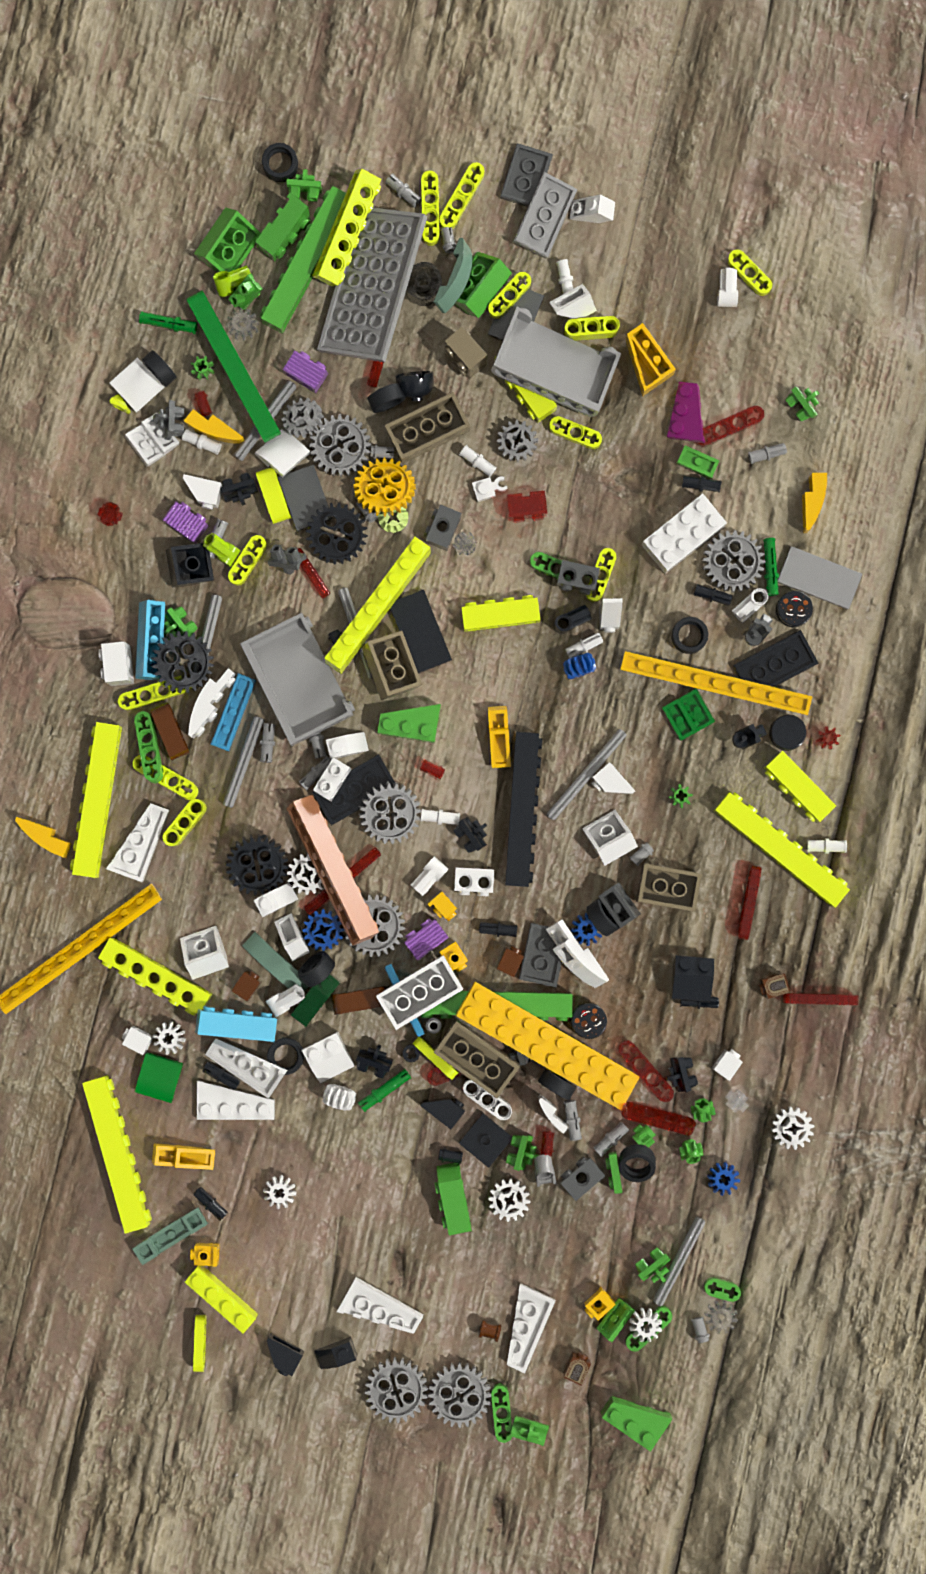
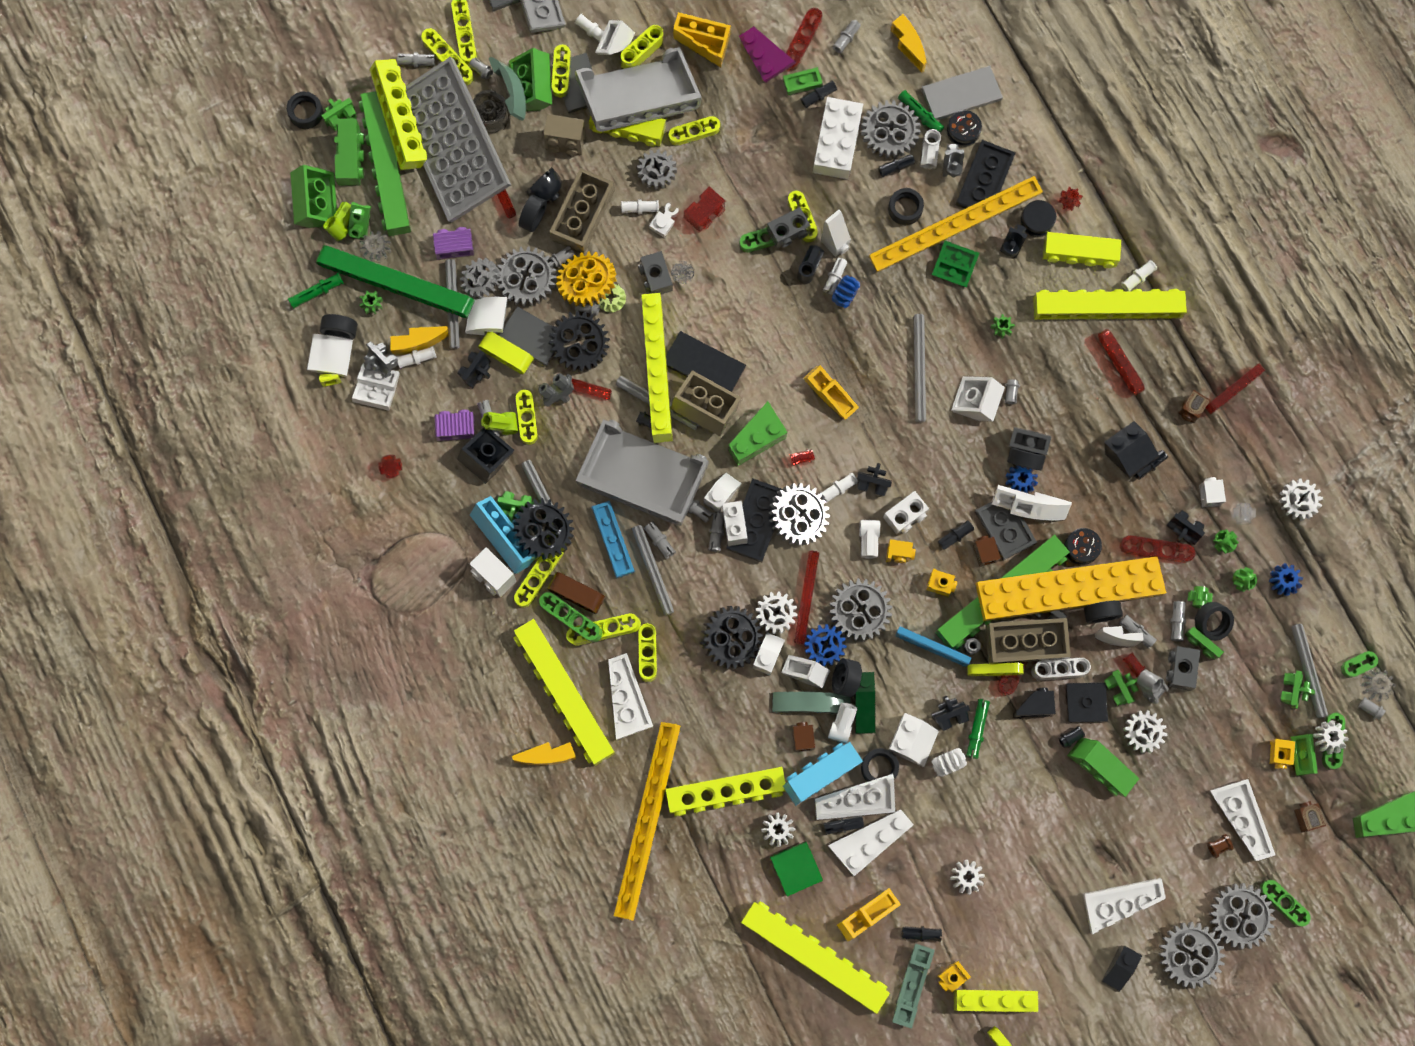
camera: 45 degrees left, 10 degrees down
(137, 1039) = (754, 852): white brick -> none
(203, 404) = (393, 328): clear red pin -> none
(203, 708) = (589, 553): white slope -> none
(204, 952) = (748, 740): white slope -> none
(205, 491) = (449, 391): white slope -> none
(284, 1355) = (1084, 1004): black slope -> none
(332, 870) = (794, 591): brick -> none
(356, 1000) = (899, 676): reddish brown beam -> none
(405, 1054) = (969, 688): black bush -> none
(419, 992) = (942, 625): white brick -> none
(425, 939) = (909, 587): medium lavender brick -> none
(500, 614) = (753, 302): neon yellow brick -> none
(522, 809) = (895, 431): black brick -> none
(529, 1430) = (1318, 896): bright green hips -> none
(611, 781) = (943, 356): white slope -> none
(638, 1113) = (1198, 575): clear red beam -> none
(668, 887) = (1054, 398): dark tan brick -> none

